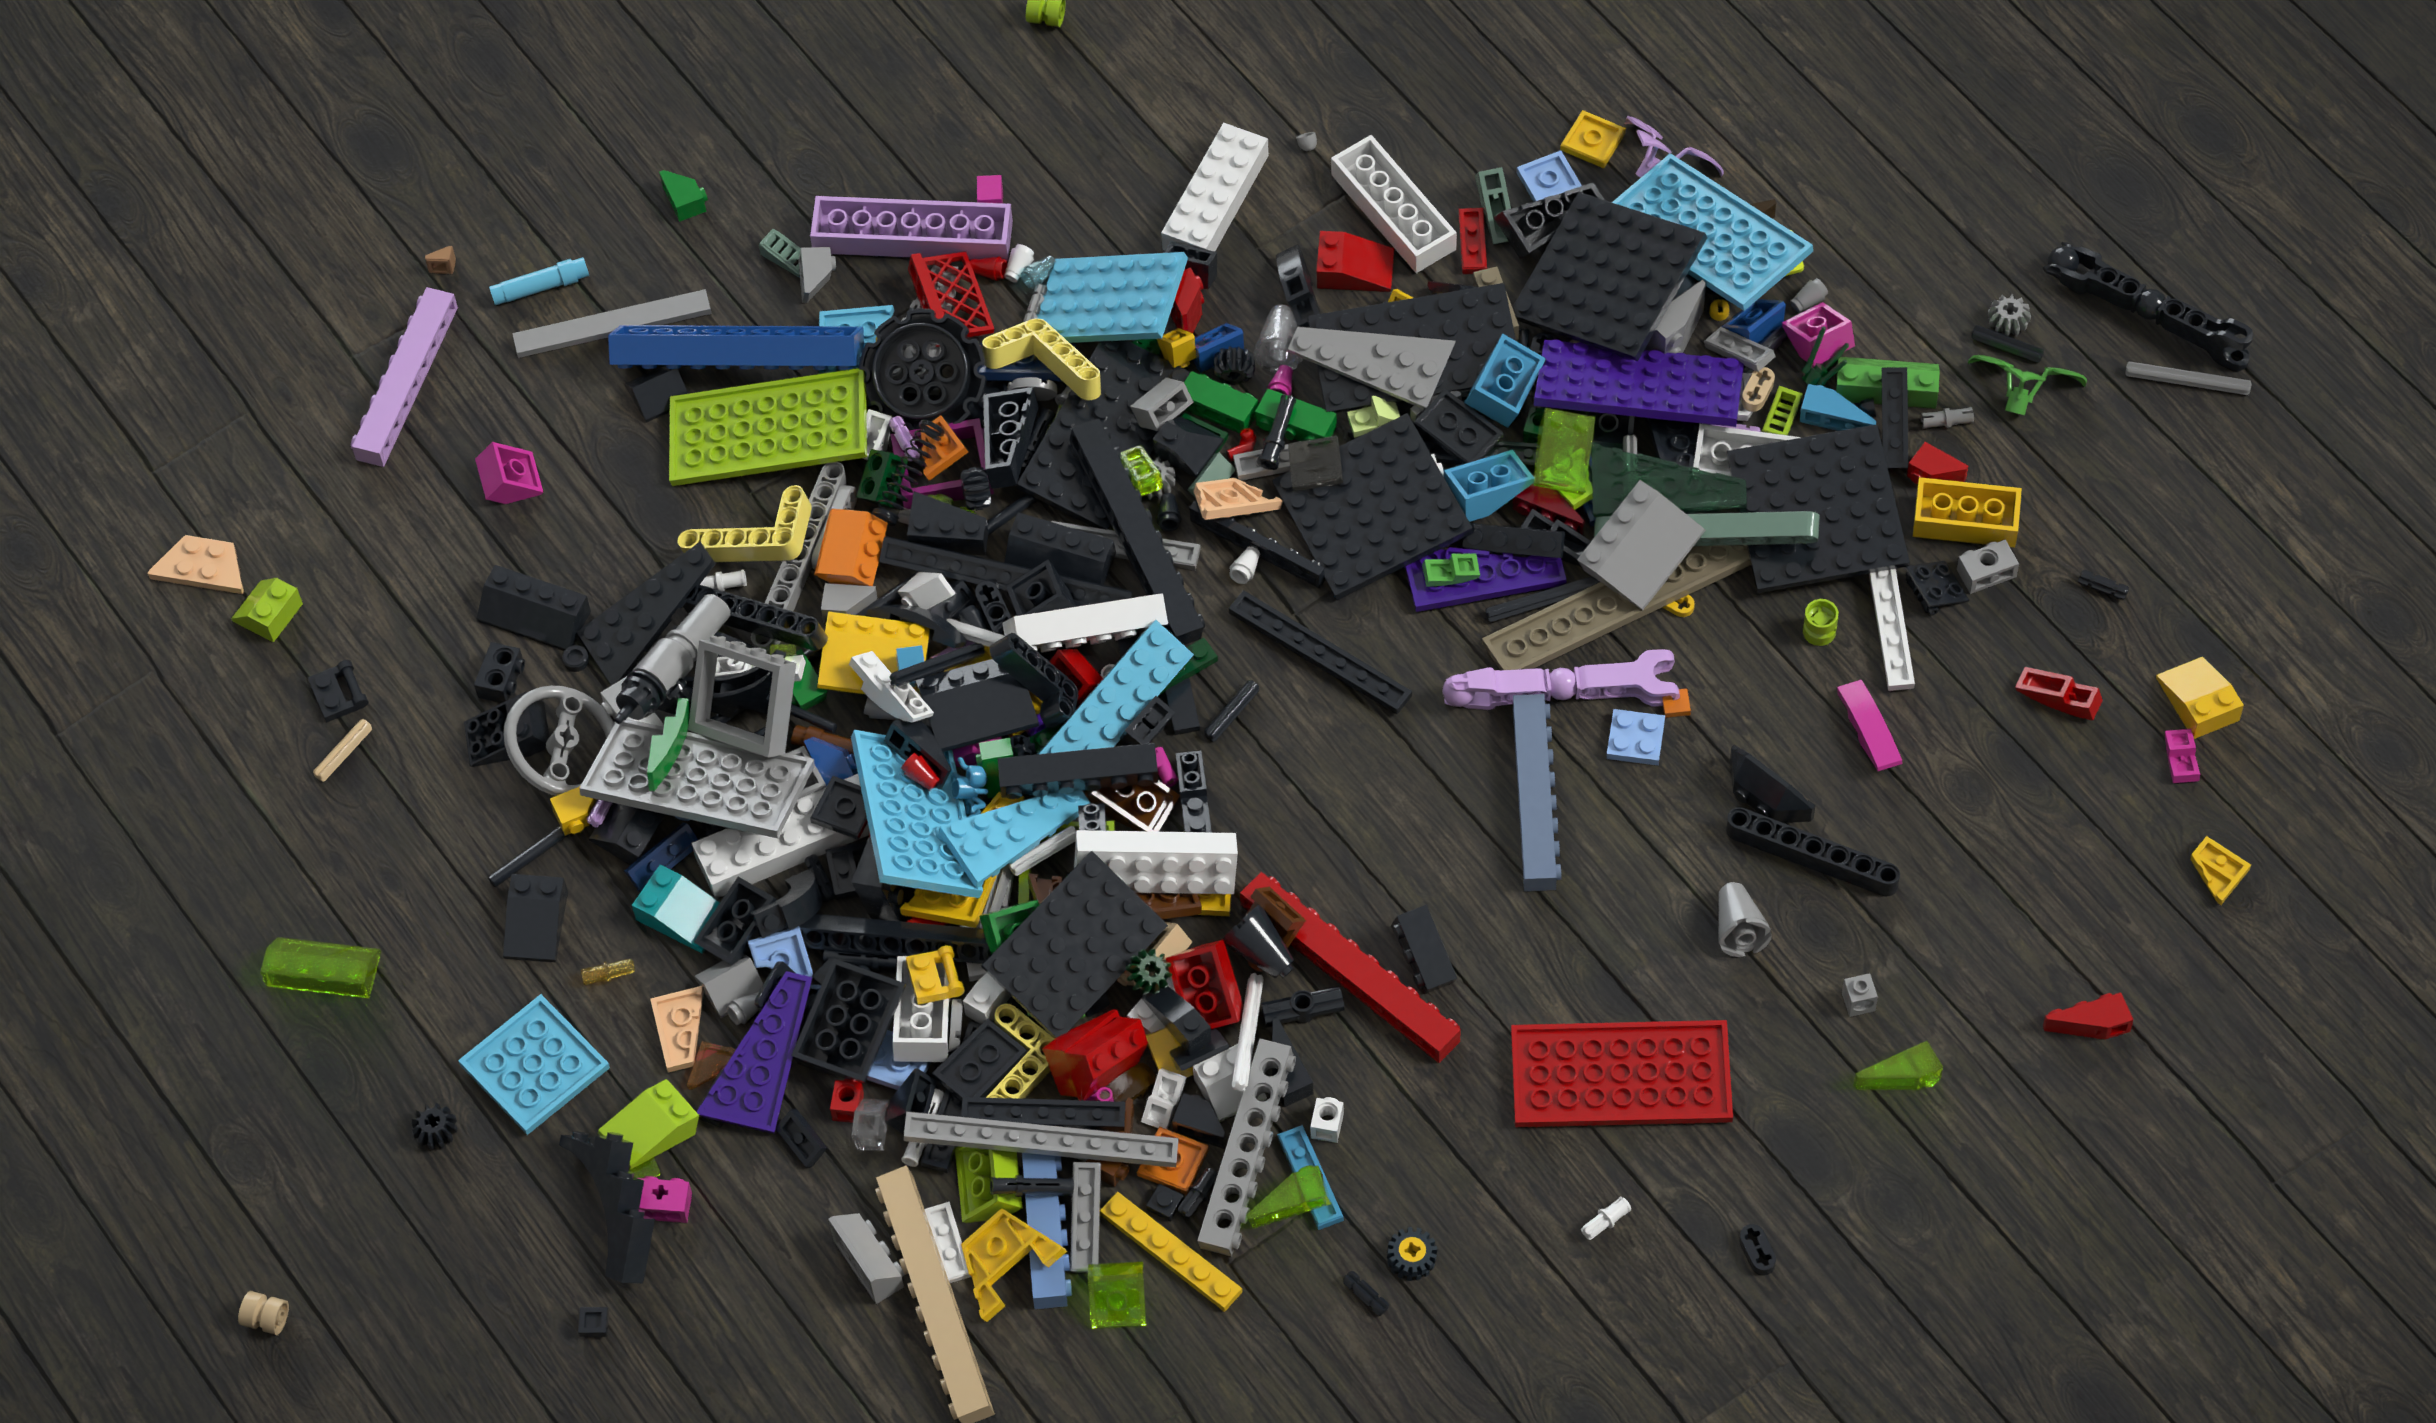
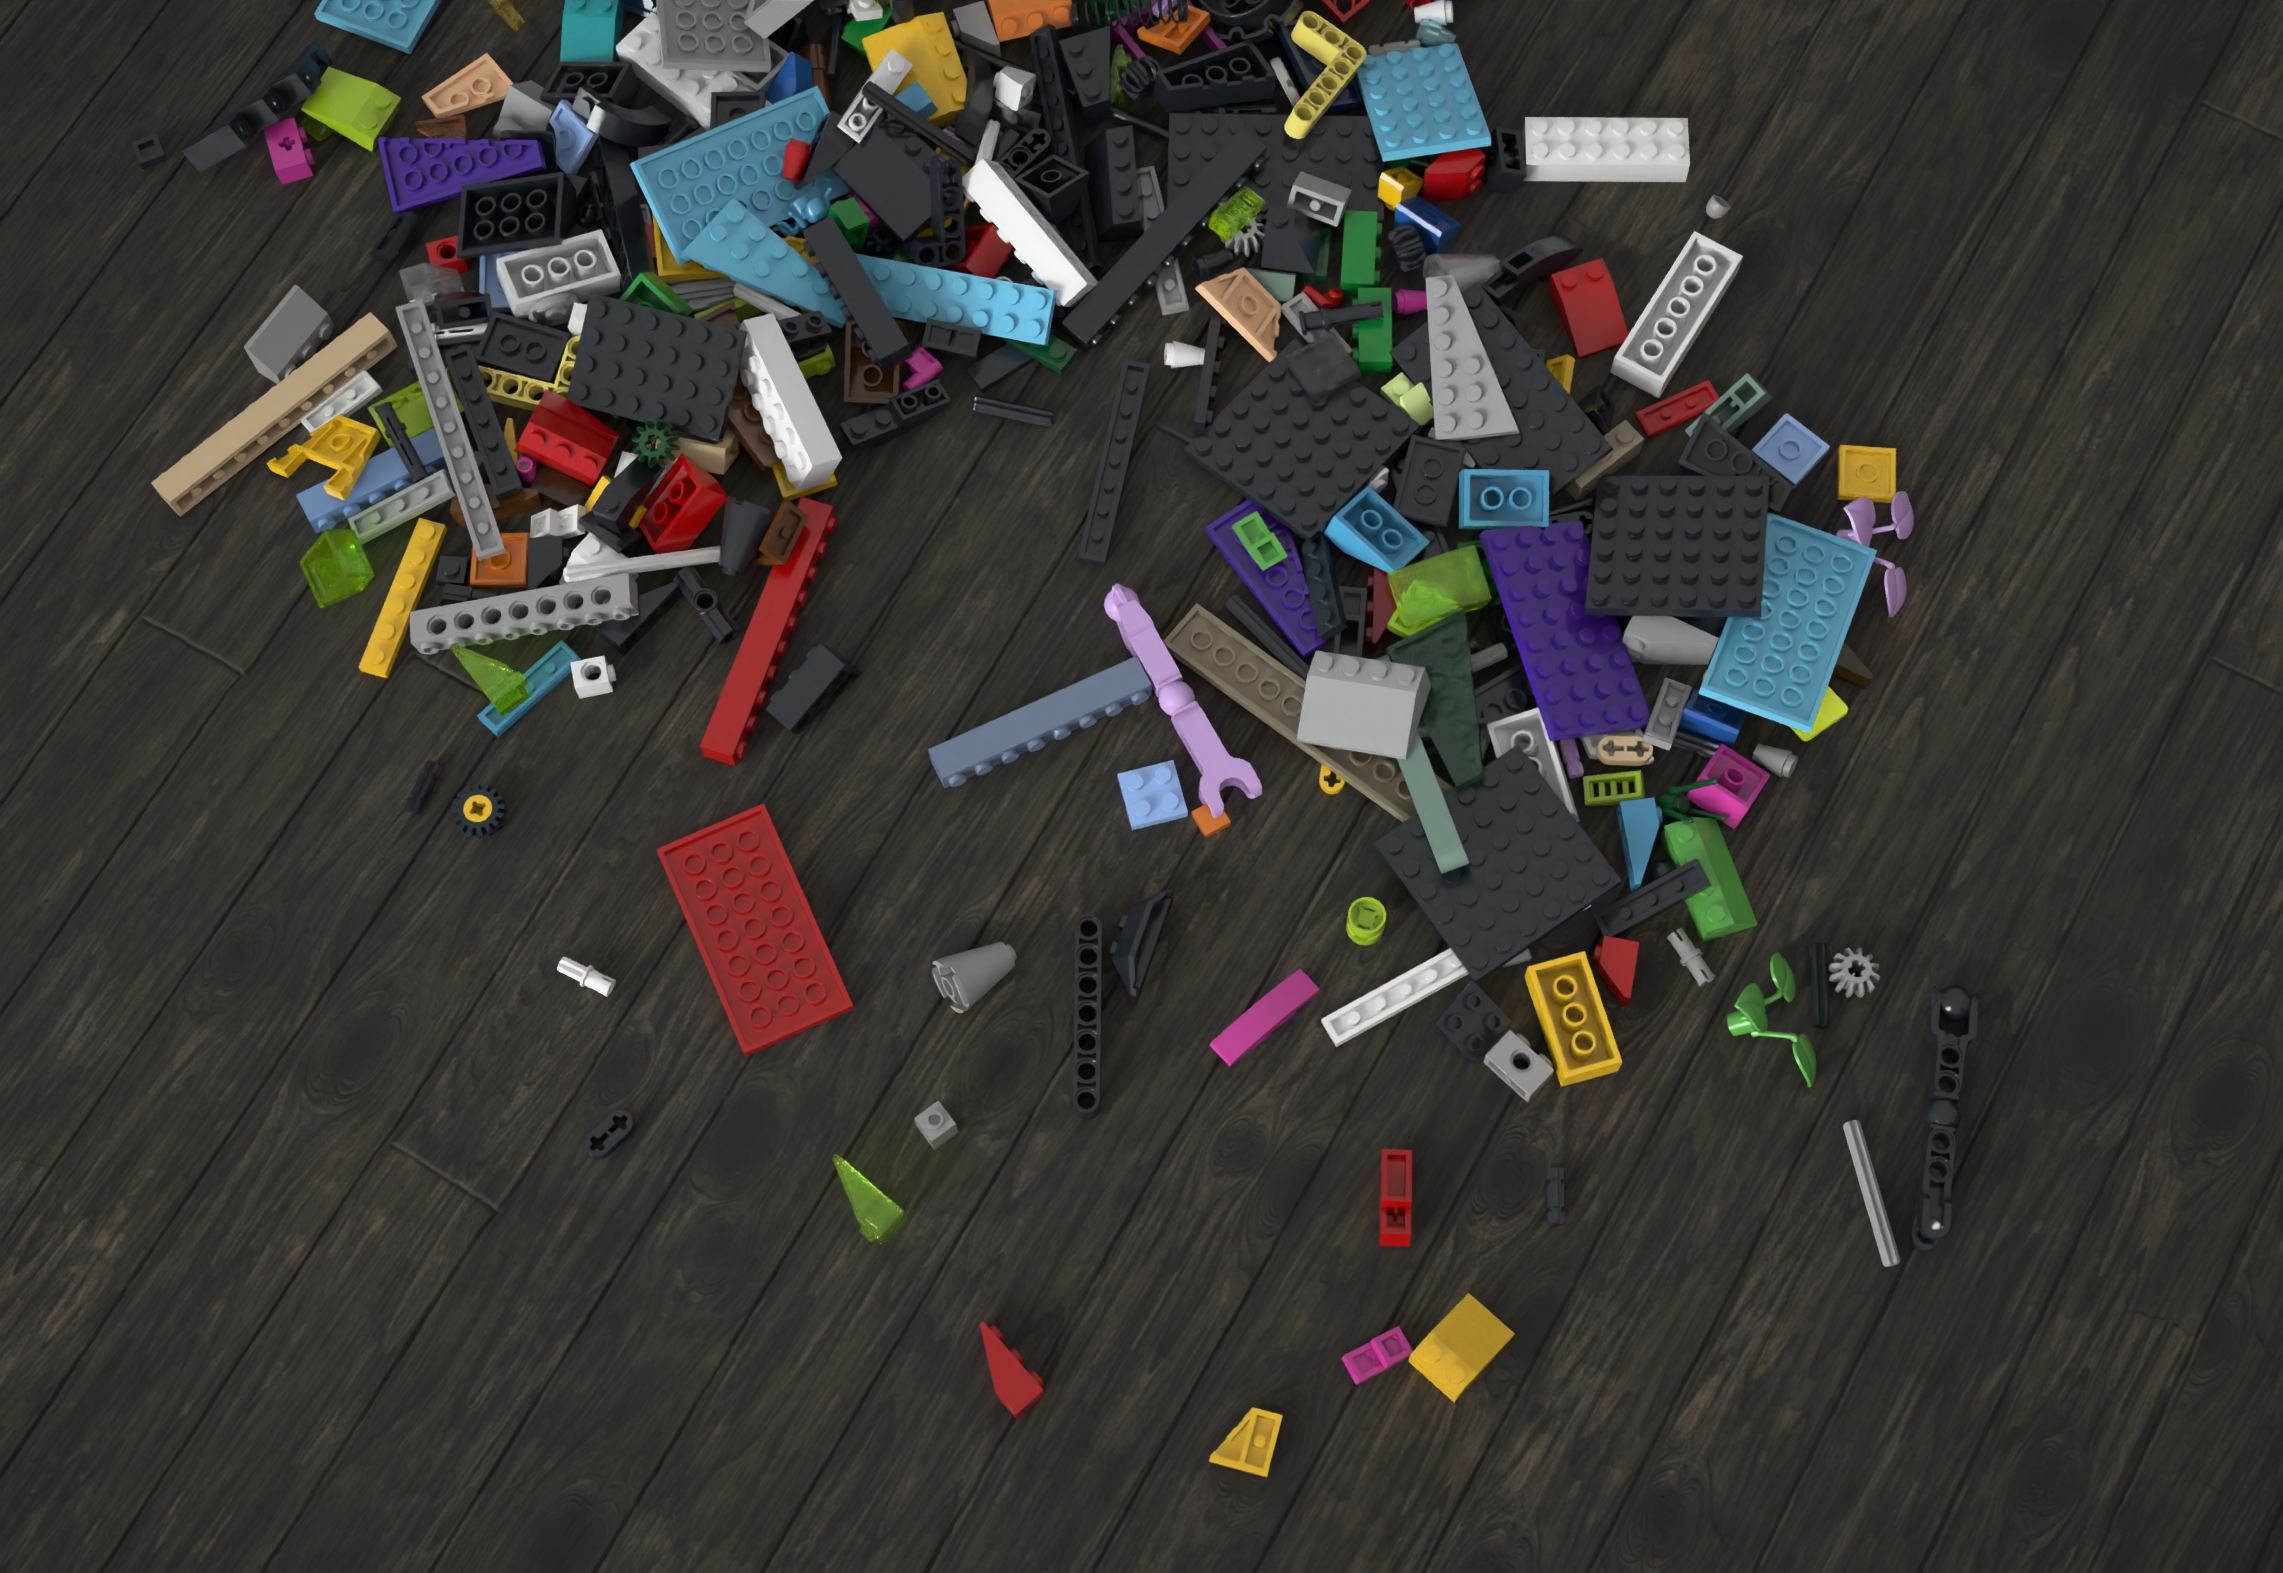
camera: 65 degrees right, 10 degrees up
(926, 978) = (582, 260): yellow plate -> none

